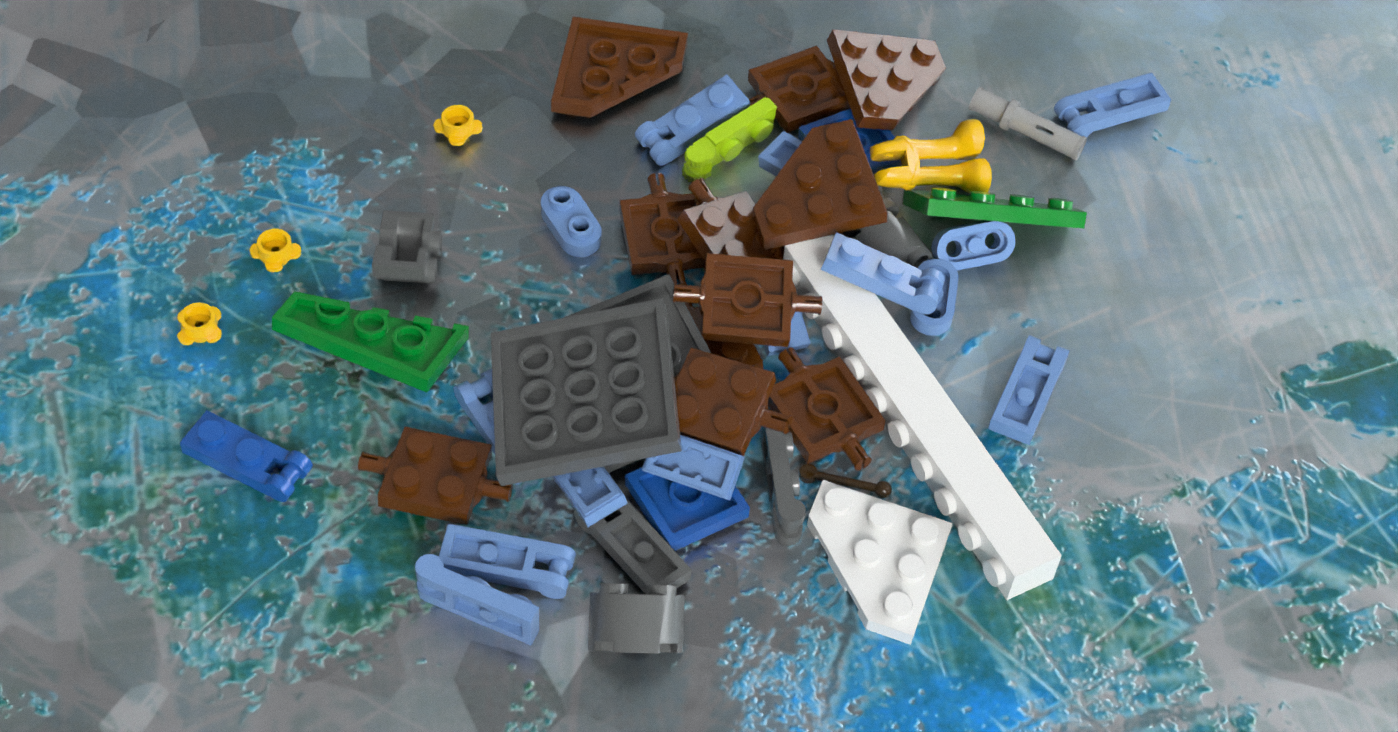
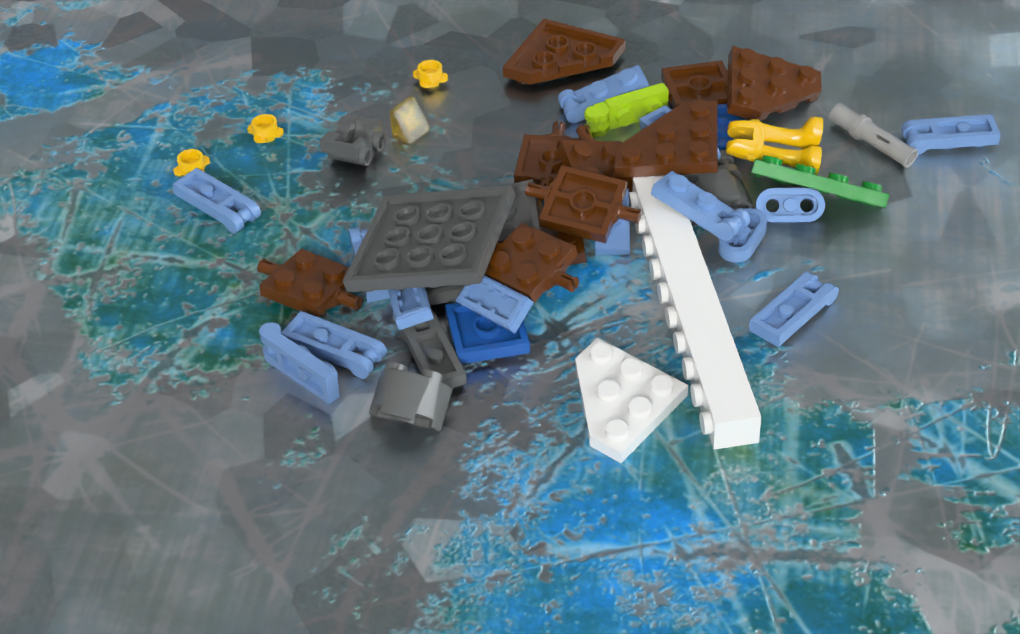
camera: 25 degrees right, 10 degrees down
(245, 456) = (184, 248): blue plate -> none
(258, 373) = (216, 199): none -> medium blue plate
(388, 345) = (306, 192): green wing -> none
(462, 205) = (408, 121): none -> clear yellow slope
(567, 213) = (485, 145): medium blue plate -> none
(782, 486) = (563, 333): dark grey plate -> none
(809, 473) = (643, 354): dark brown hinge -> none
(826, 409) = (620, 292): reddish brown plate -> none

